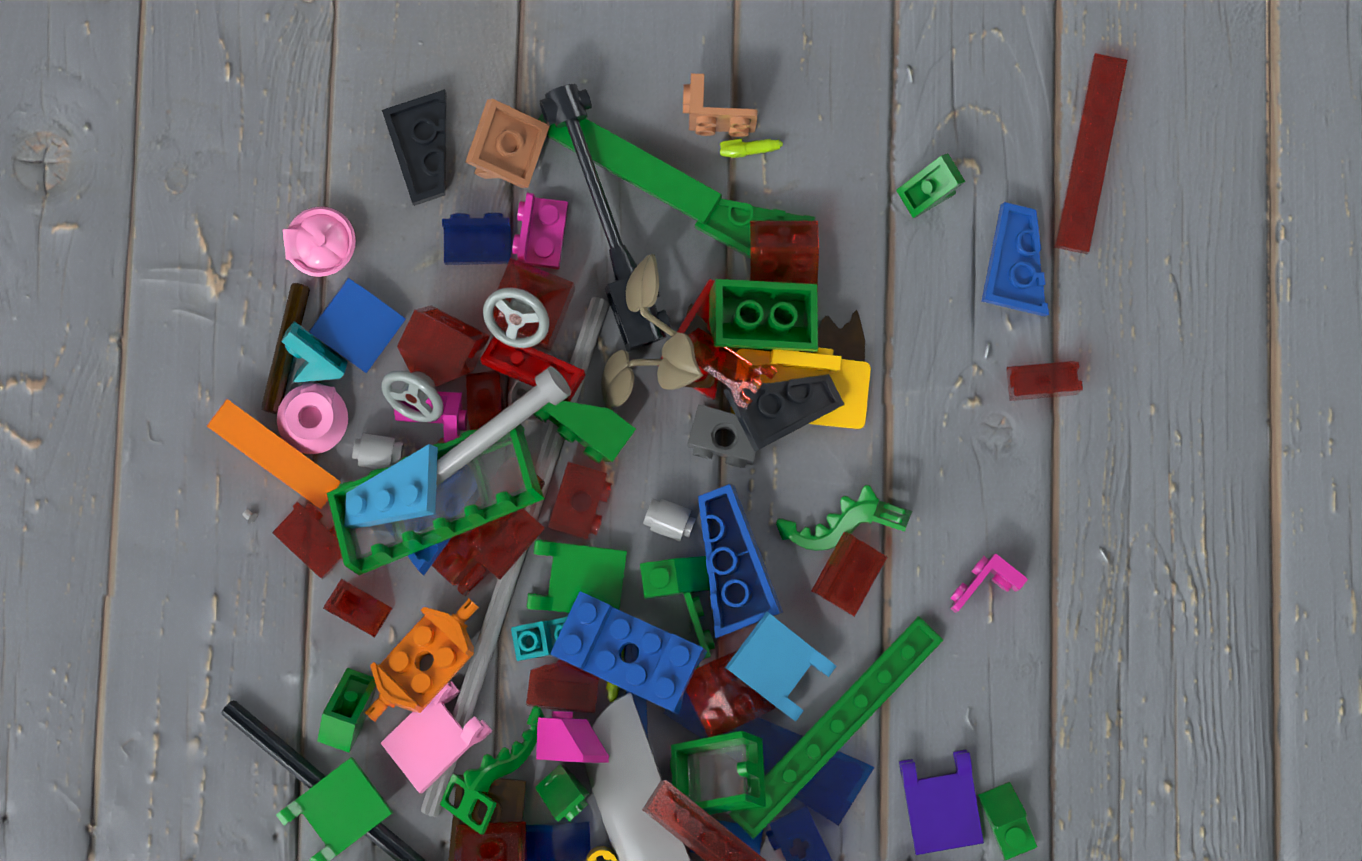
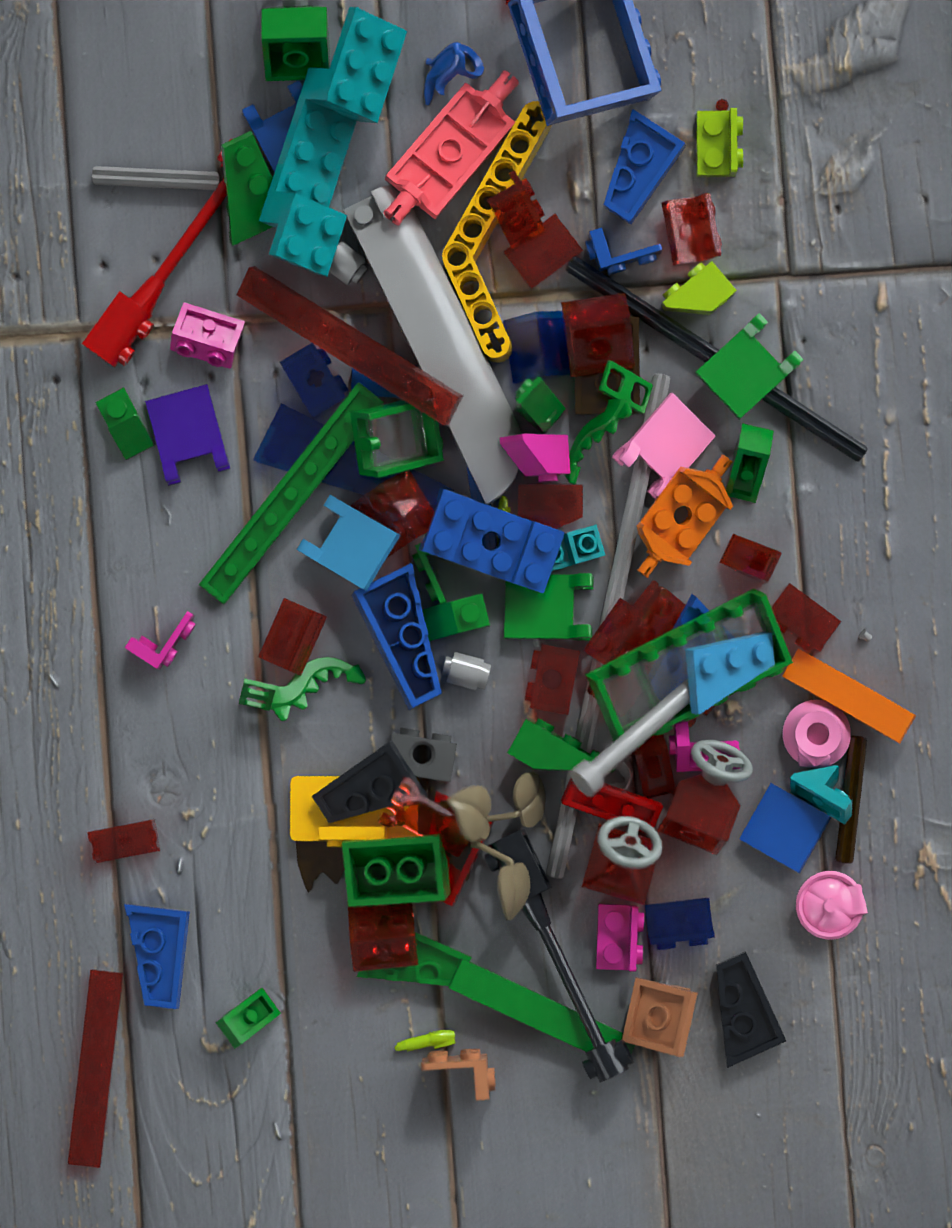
camera: 165 degrees right, 5 degrees up
(377, 451) = (750, 707): light grey brick -> none

